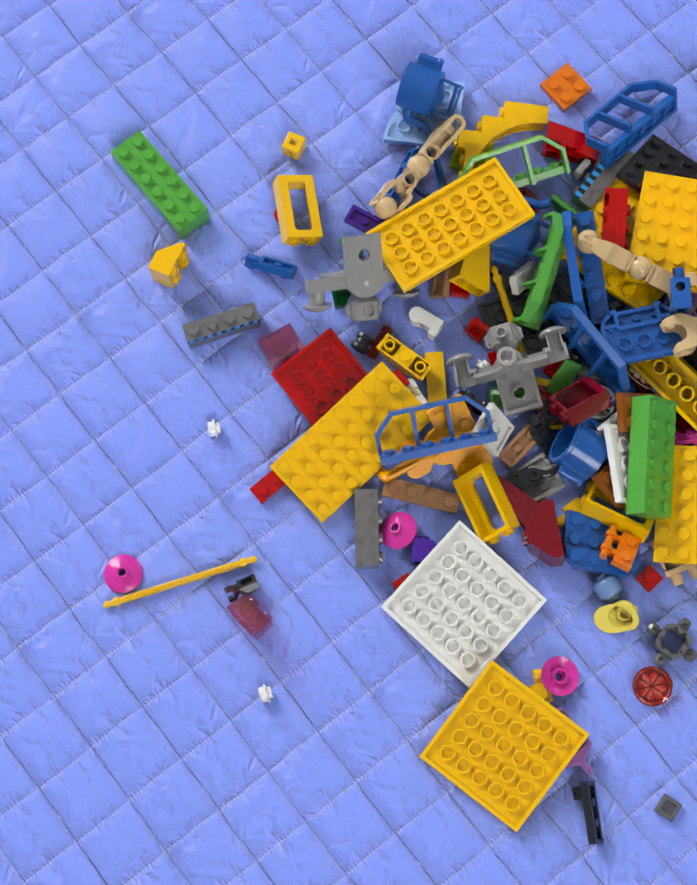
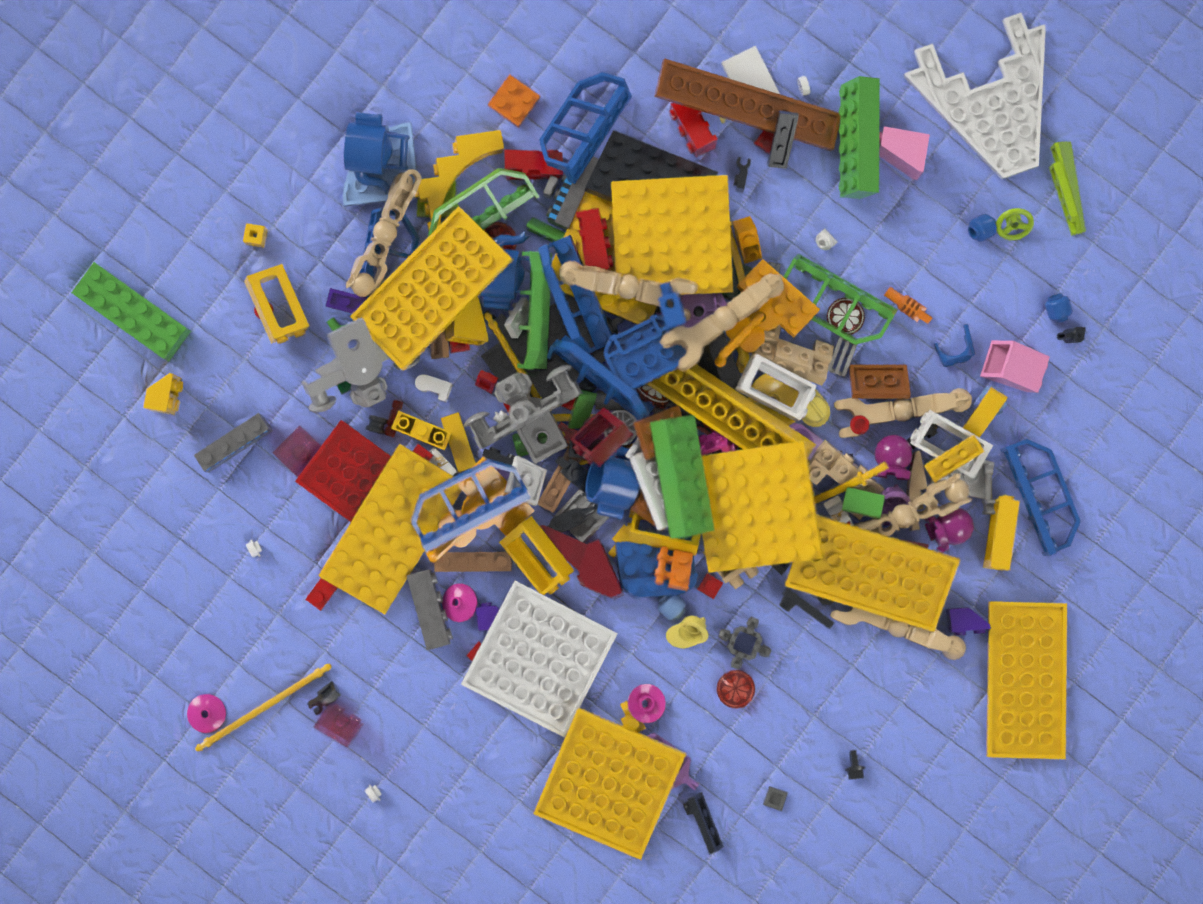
camera: 15 degrees left, 10 degrees up
(271, 266) = (266, 368): blue hinge -> none

